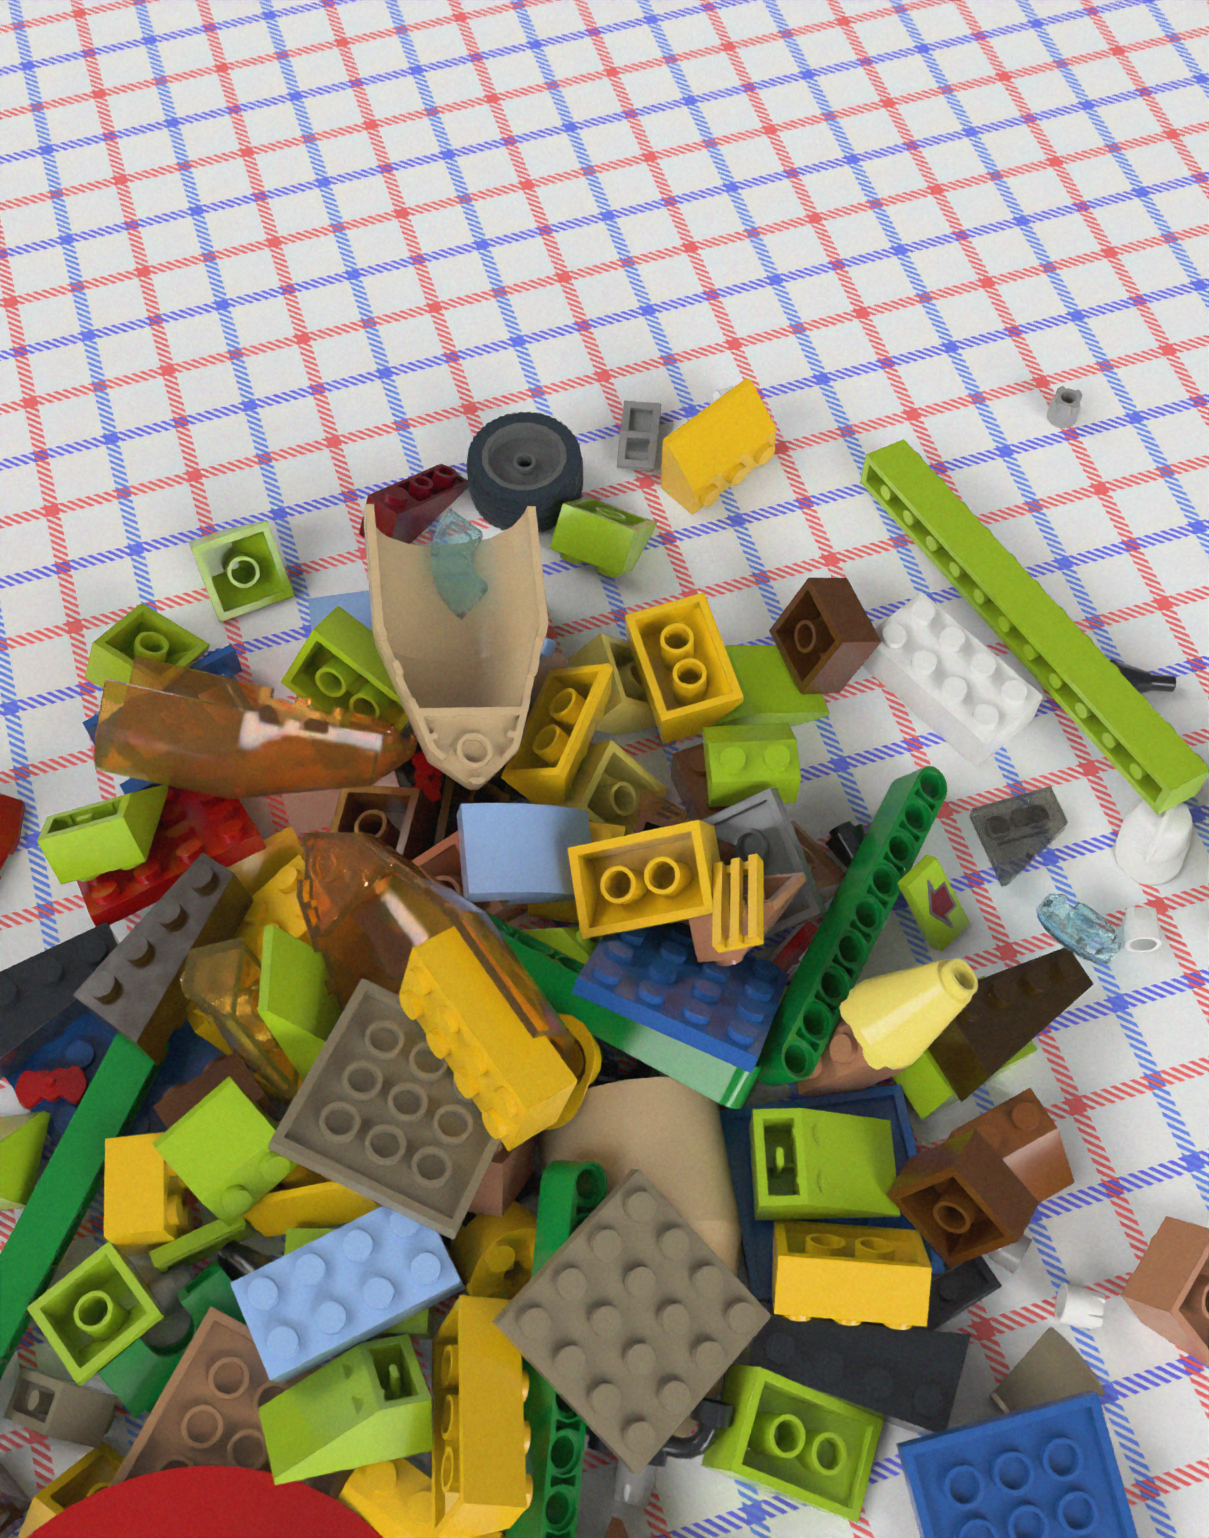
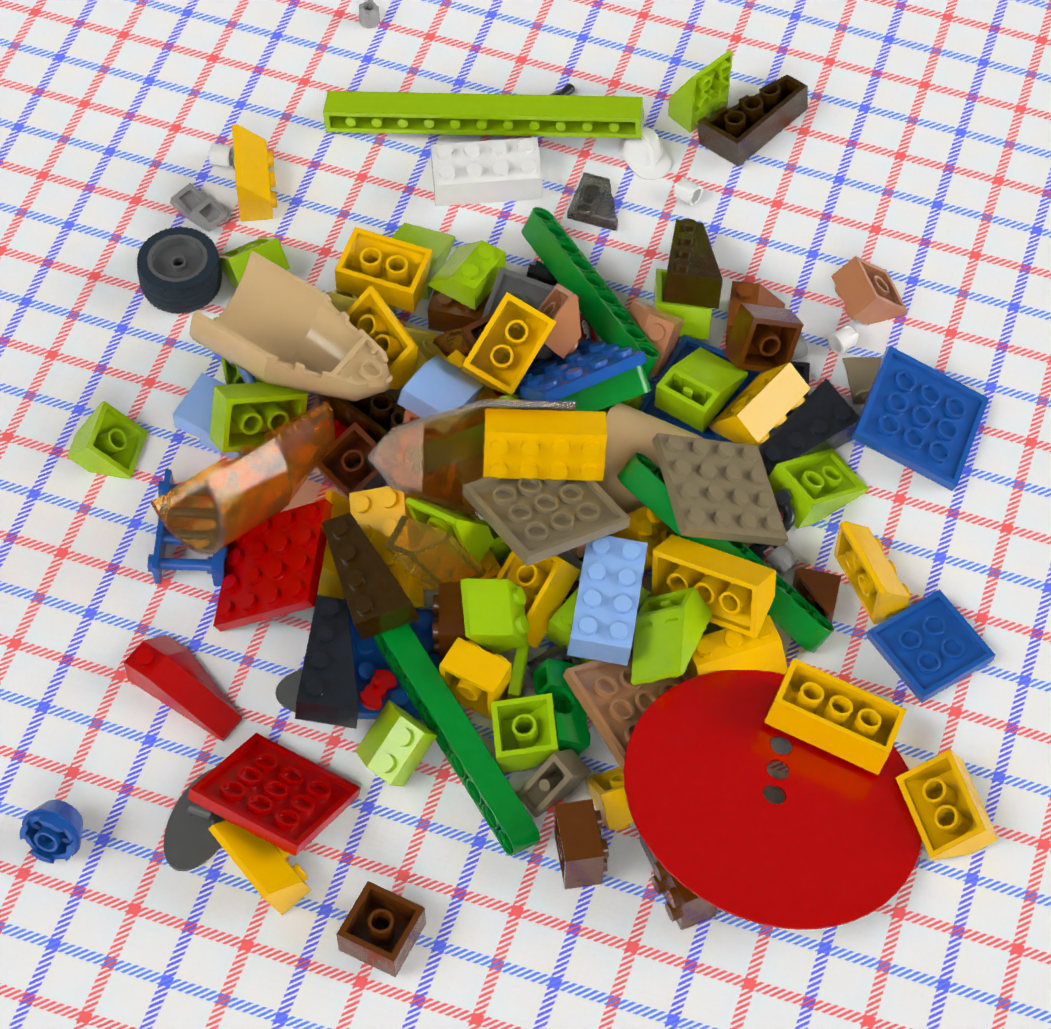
camera: 55 degrees left, 5 degrees down
(102, 835) = (254, 572): lime slope -> none
(144, 635) = (130, 516): lime slope -> none
(415, 502) = (145, 339): dark red slope -> none
(454, 565) = (242, 322): clear light blue tile -> none
(720, 917) = (543, 297): yellow tile -> none
(824, 635) = (418, 201): reddish brown brick -> none
(907, 1010) = (666, 284): light yellow cone -> none
(933, 902) = (605, 258): lime tile -> none
(1078, 929) = (668, 211): clear light blue tile -> none

